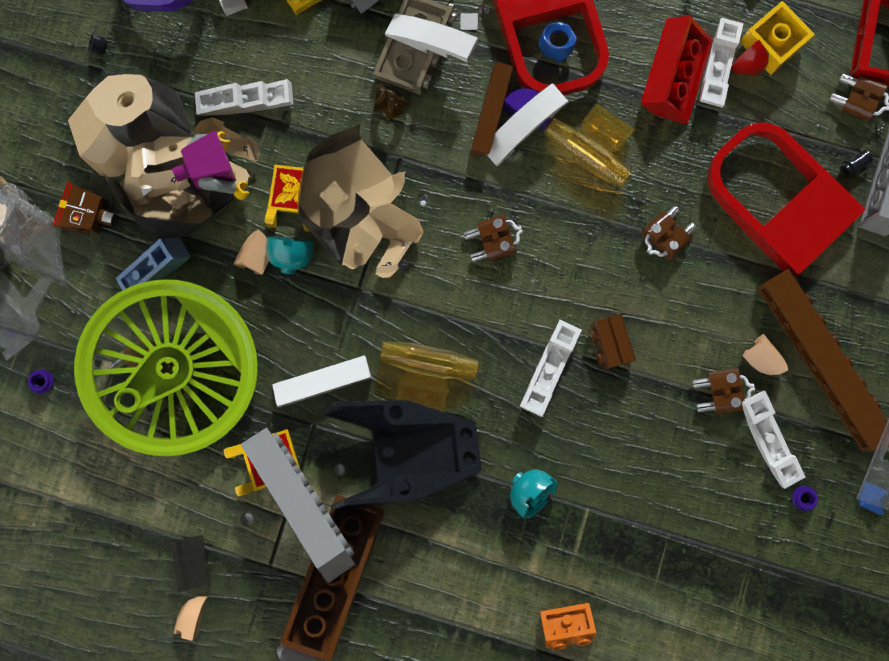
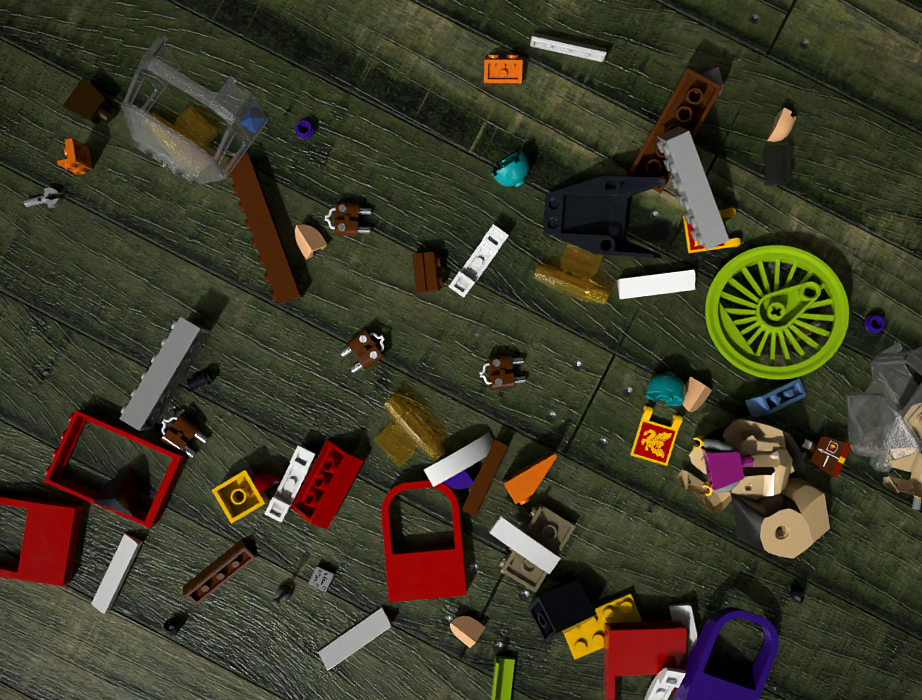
camera: 165 degrees left, 5 degrees up
(244, 98) = (683, 525): white slope -> none
(349, 206) = (613, 419): tan piece -> none
(389, 102) = (565, 501): dark brown piece -> none
(444, 111) = (526, 480): none -> orange slope
(469, 21) = (487, 560): white sticker -> none
(555, 52) = (419, 515): blue piece -> none
(770, 441) = (320, 175): white slope -> none
(804, 223) = (253, 340): red window -> none

